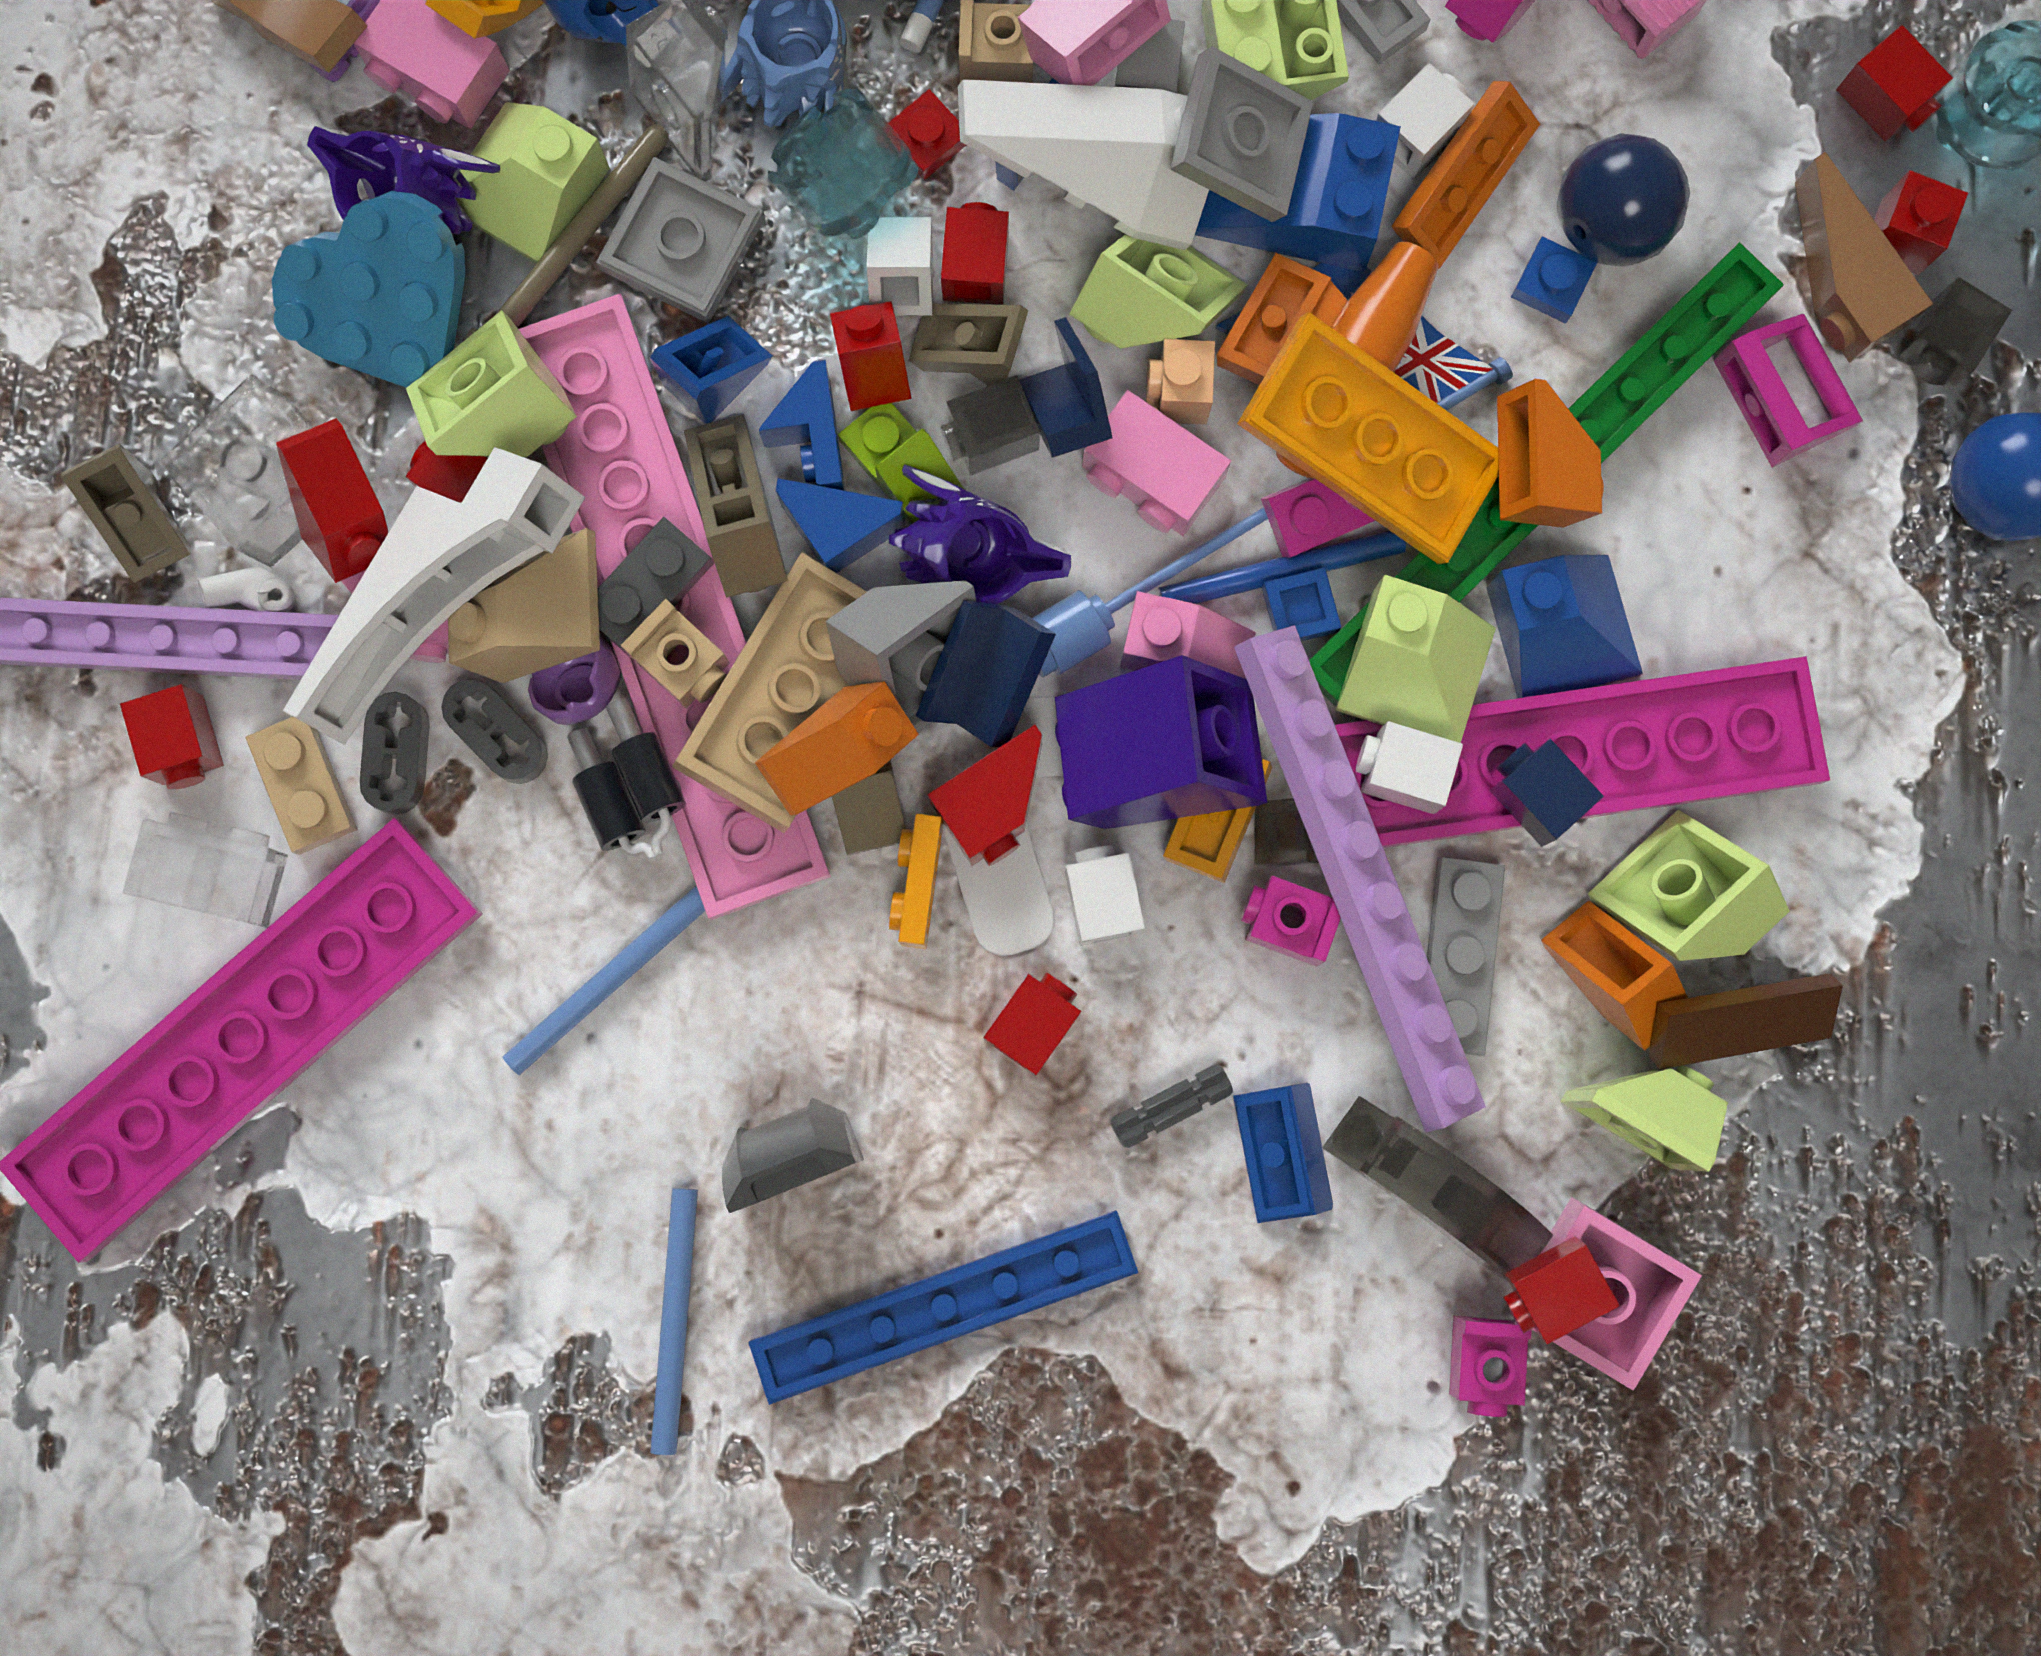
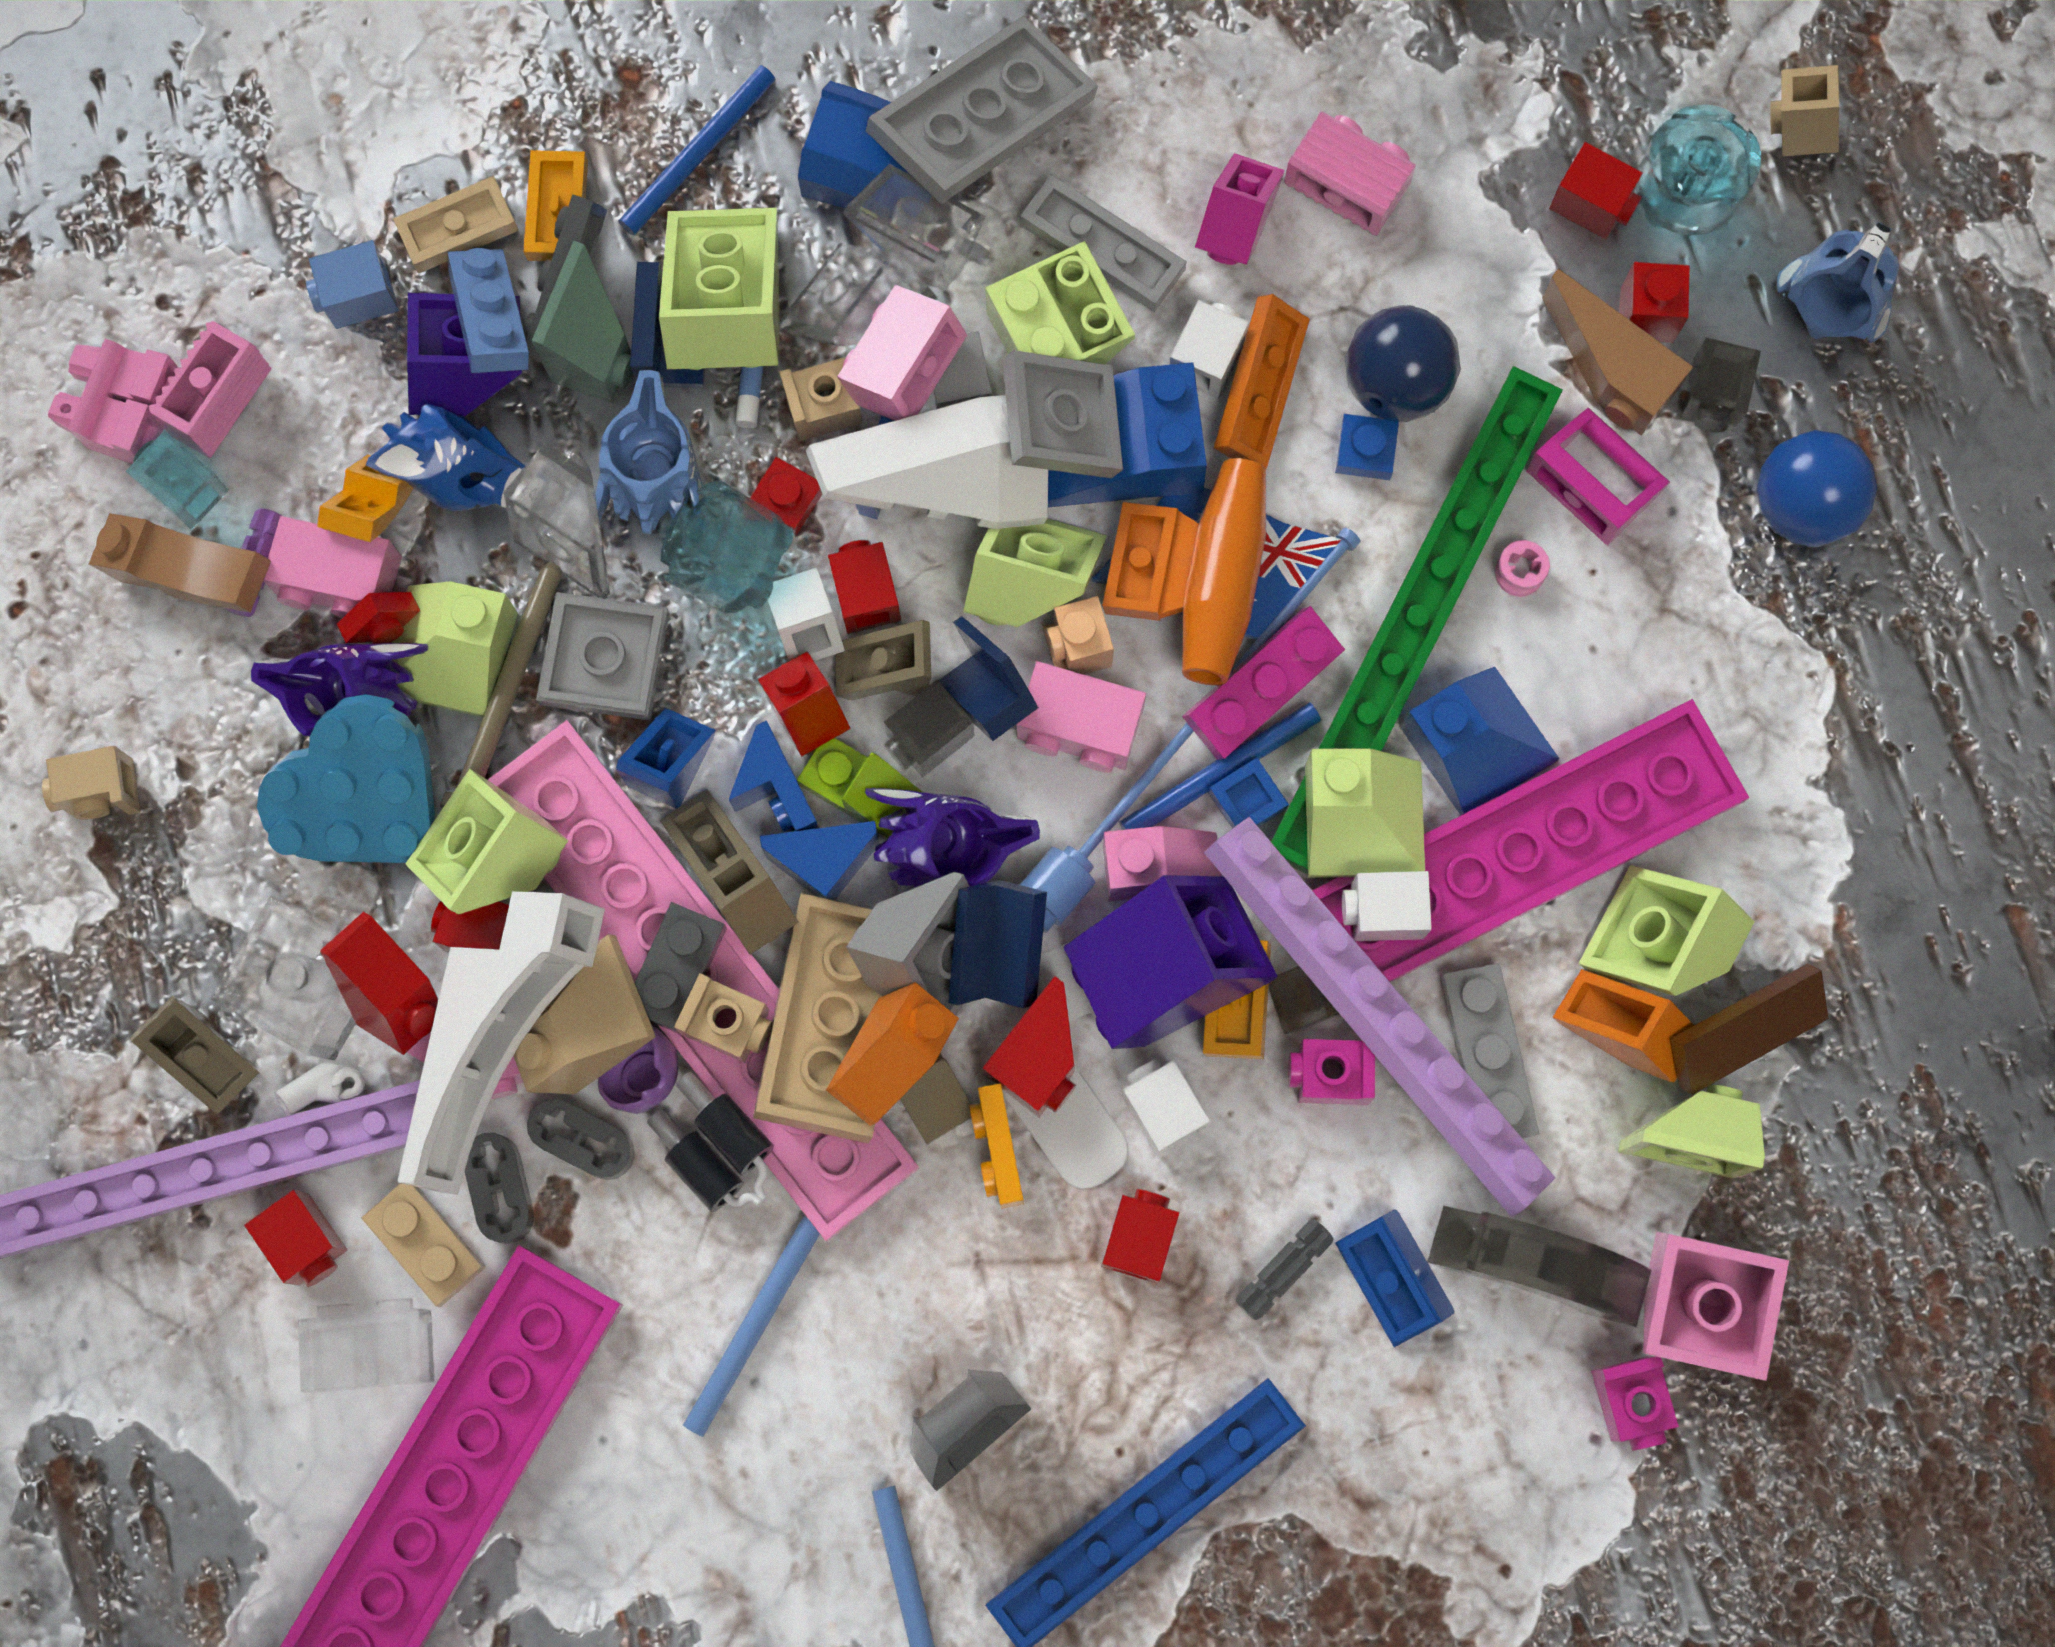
camera: 15 degrees left, 5 degrees down
(114, 200) = (91, 783): none -> tan brick
(460, 122) = (378, 618): none -> red plate
(1372, 438) = (1262, 635): light orange tile -> none
(1544, 791) = (1510, 888): dark blue brick -> none
(1545, 460) = (1413, 606): orange slope -> none
(1558, 1291) = (1672, 1315): red brick -> none
(1678, 479) = (1531, 582): none -> bright pink bush

